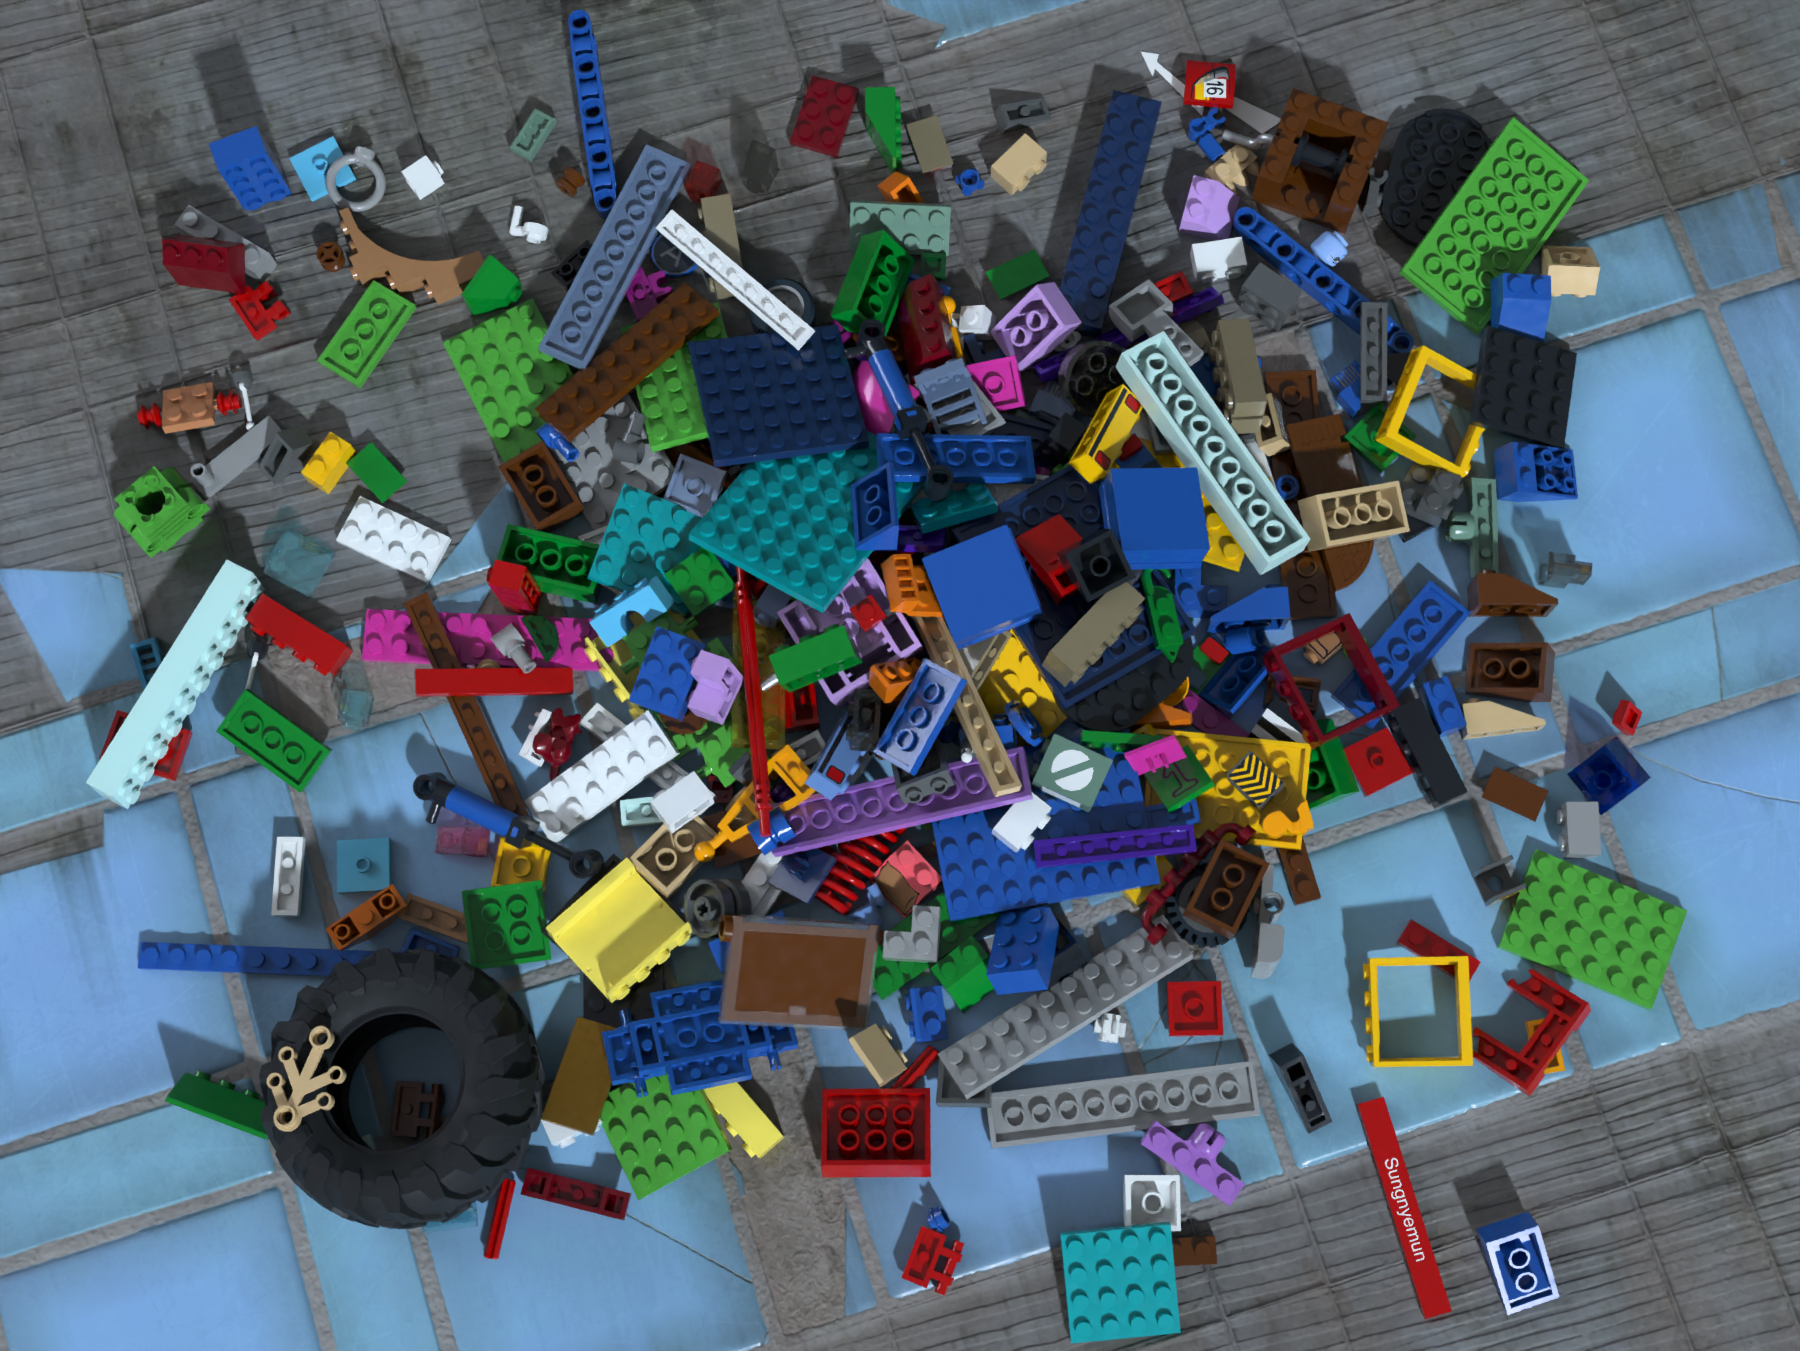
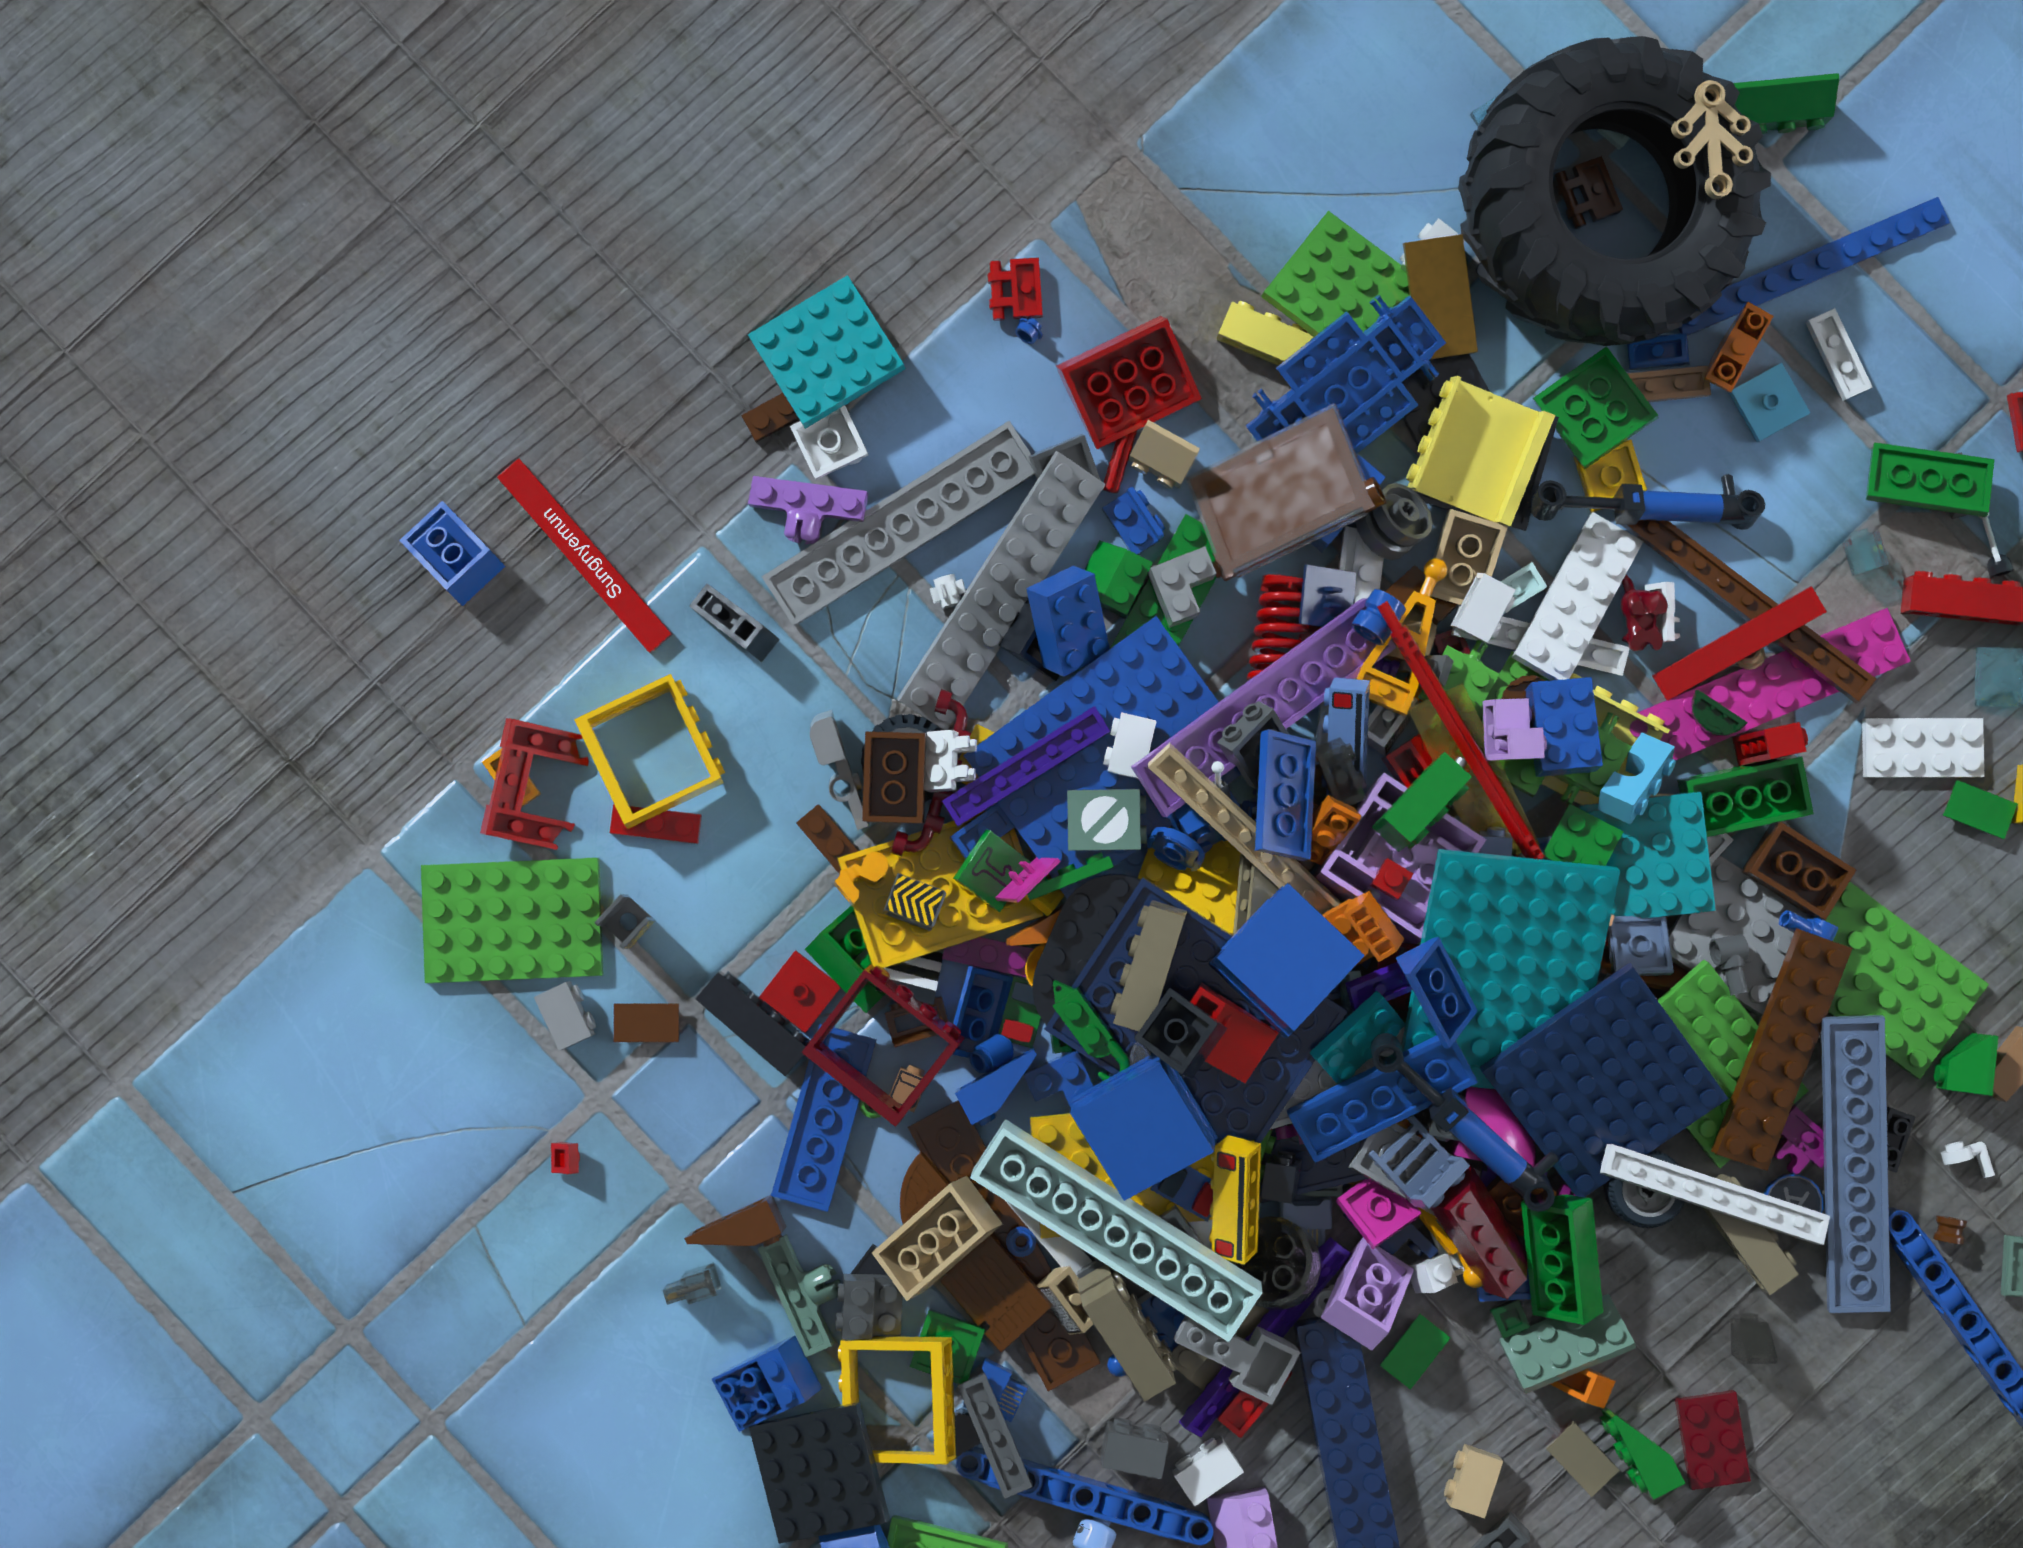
camera: 150 degrees right, 10 degrees up
(463, 841) = (1683, 471): clear pink plate -> none
(499, 1219) = (1452, 130): red axle -> none
(512, 644) = (1744, 691): light grey pin -> none
(576, 1193) = (1391, 188): dark red slope -> none
(703, 181) = (1805, 1297): clear red brick -> none
(868, 912) = (1242, 591): medium blue piece -> none
(906, 879) = (1219, 644): slope -> none
(969, 174) = (1526, 1436): blue plate -> none
(1180, 884) = (941, 760): none -> white plate
(1194, 1008) = (872, 651): red plate -> none
(1442, 706) = (758, 1078): blue brick -> none
(1493, 719) = (702, 1090): tan slope -> none
(1511, 671) = (703, 1151): reddish brown slope -> none
(1609, 775) = (558, 1087): clear blue slope -> none

